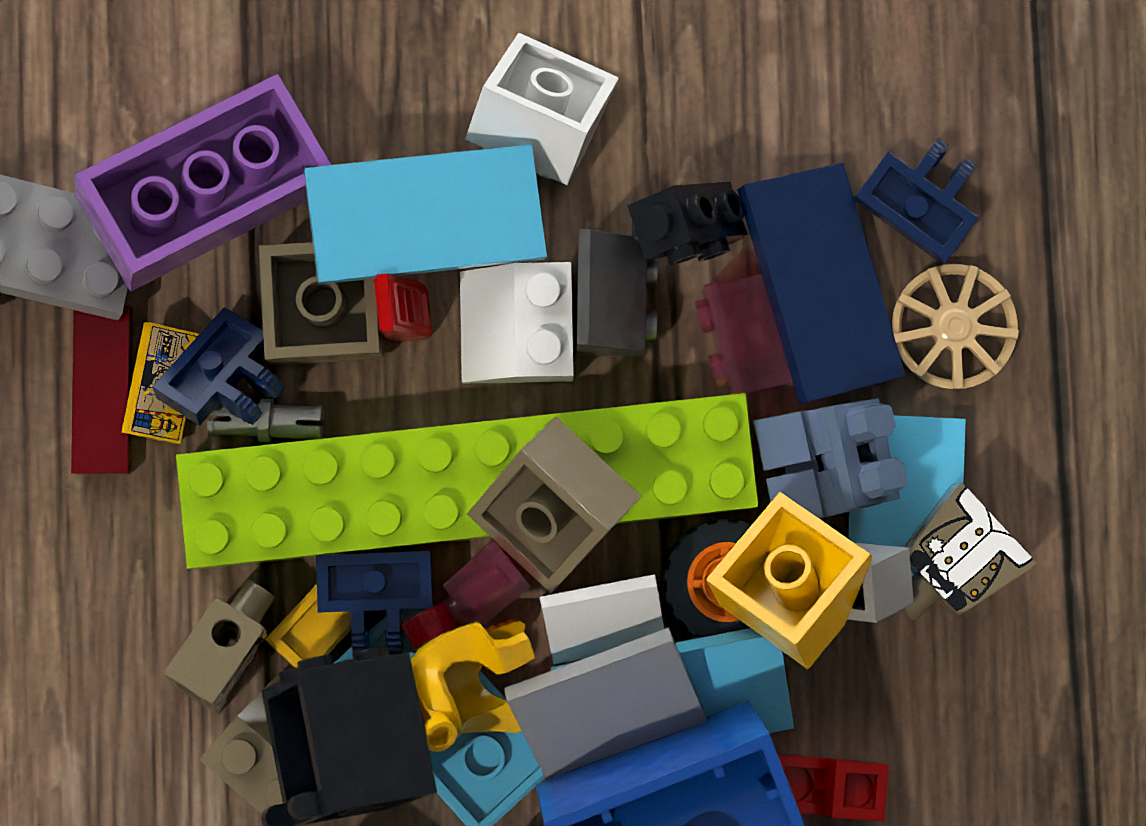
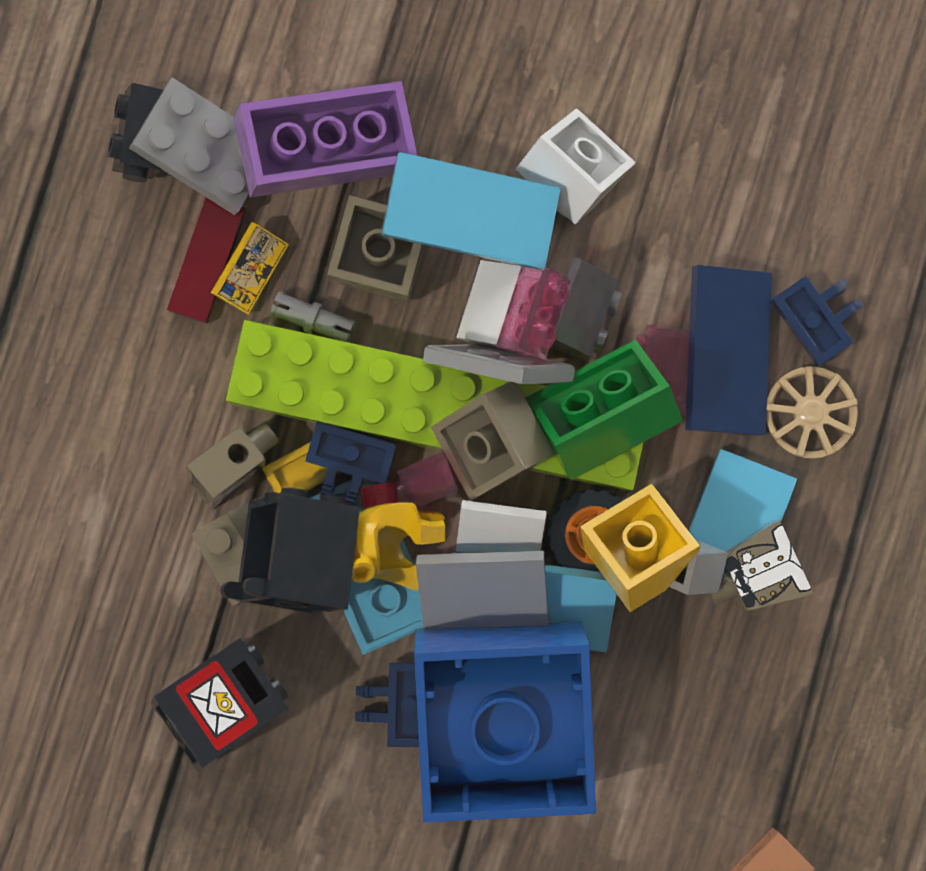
camera: 15 degrees right, 0 degrees up
(212, 368) = (288, 269): dark blue hinge -> none
(402, 308) = (433, 272): red slope -> none
(528, 401) = (499, 363): none -> light grey tile
(551, 319) = (534, 312): none -> clear pink bracket
(685, 415) = (605, 409): none -> green slope
(688, 222) = (650, 277): black brick -> none
(837, 786) = (623, 703): red slope -> none
(852, 454) = (711, 476): sand blue hips -> none

